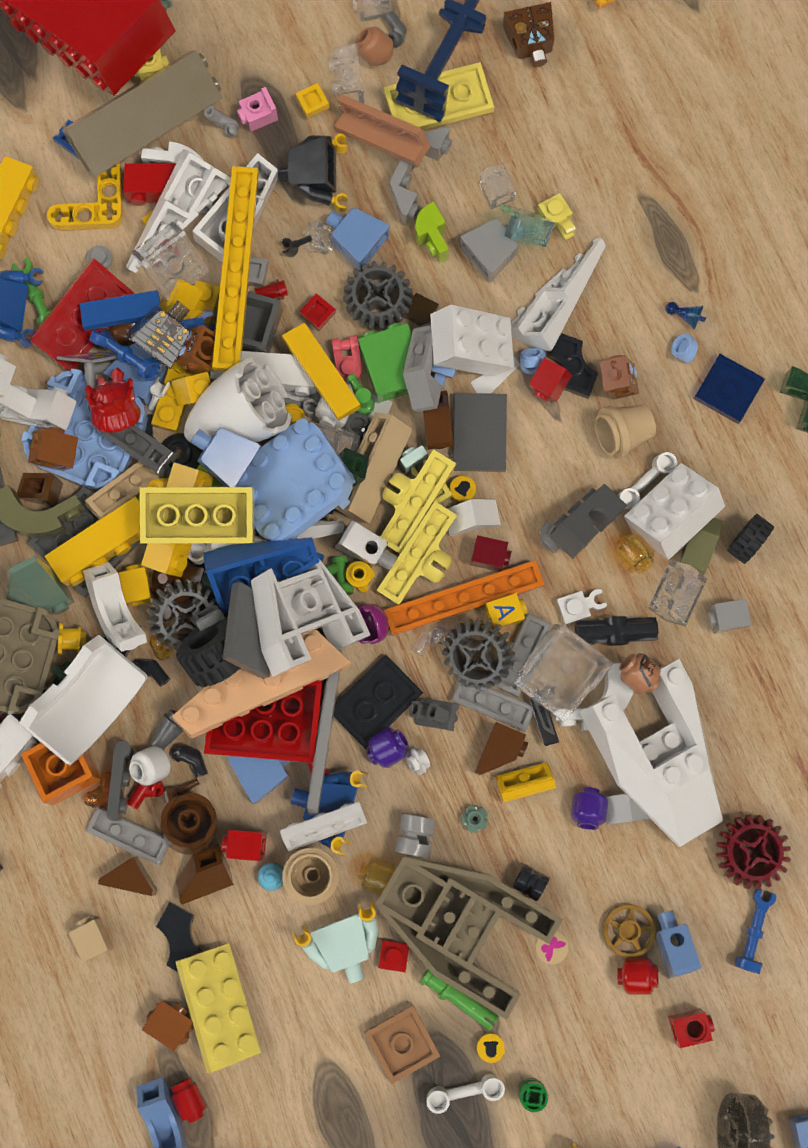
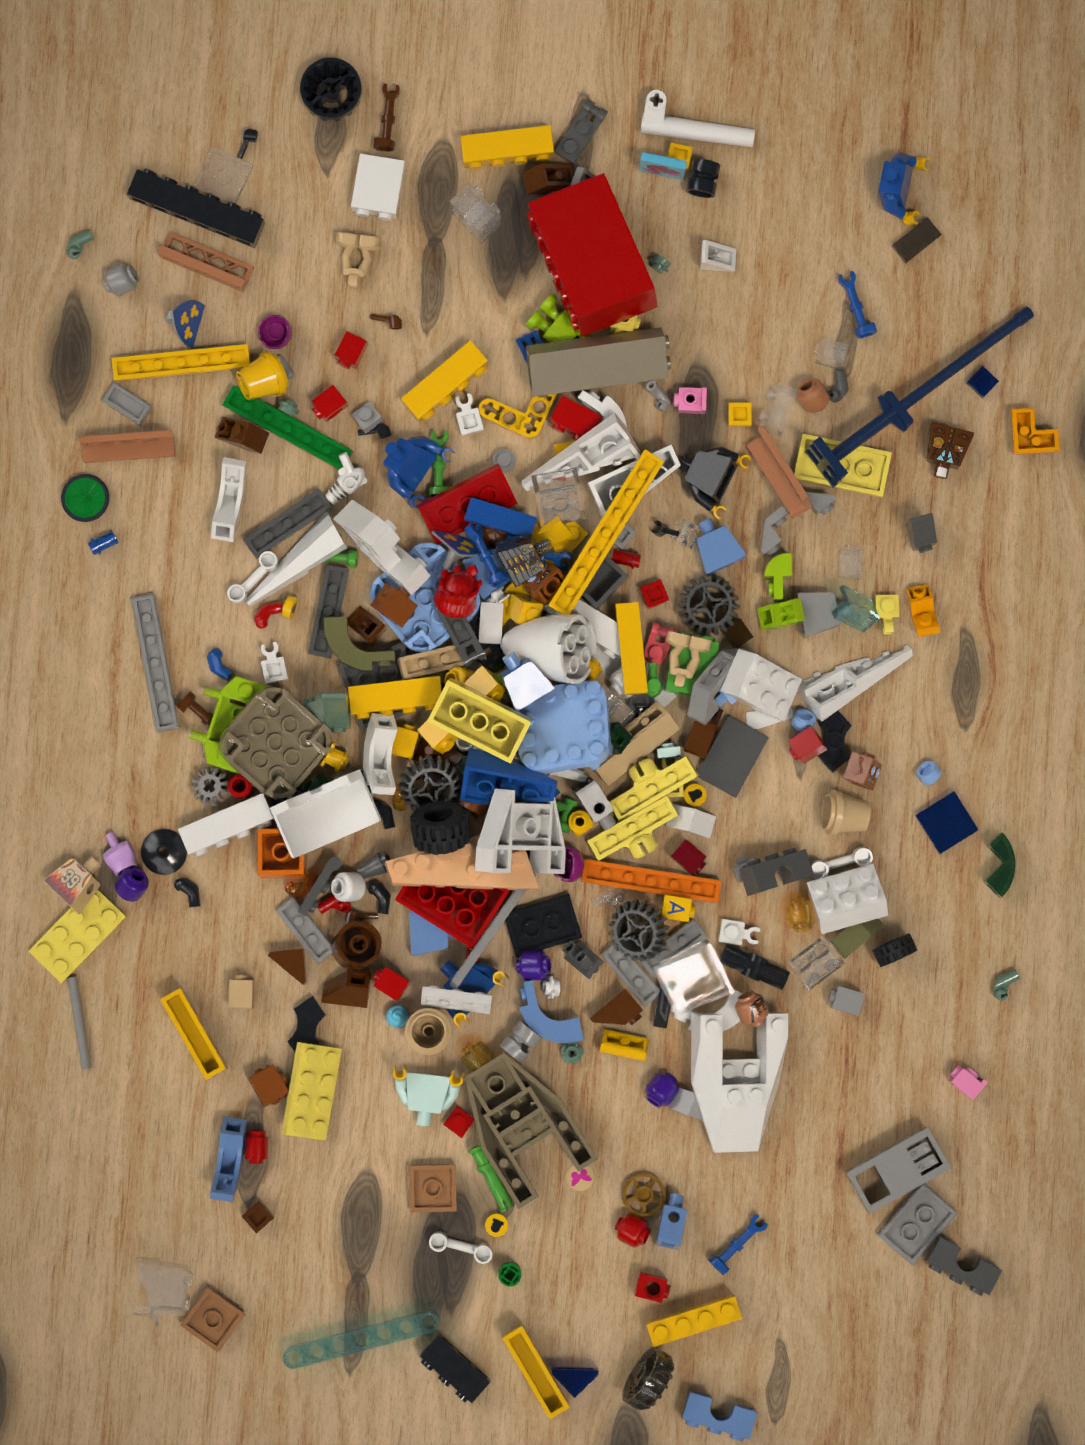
camera: 25 degrees right, 5 degrees up
(42, 234) = (469, 419): none -> white plate
(58, 1011) = (194, 1033): none -> yellow brick
(89, 99) = (561, 327): none -> lime piece
(165, 420) = (491, 623): none -> white sticker
(207, 617) = (448, 798): dark grey tile -> none
(242, 635) = (468, 828): dark grey tile -> none
(302, 405) = (604, 664): light grey hand -> none
(370, 335) = (680, 642): none -> tan piece
(437, 806) = (552, 1030): none -> medium blue arch
(455, 267) = (781, 614): none -> lime brick
(531, 882) = (589, 1121): black wheel -> none
(550, 119) = (922, 533): none -> dark grey slope
(590, 196) = (922, 610): none -> light orange slope
(689, 314) = (948, 748): clear blue piece -> none
(755, 1040) = (693, 1320): none -> yellow brick
(774, 863) = (777, 1201): dark red gear -> none

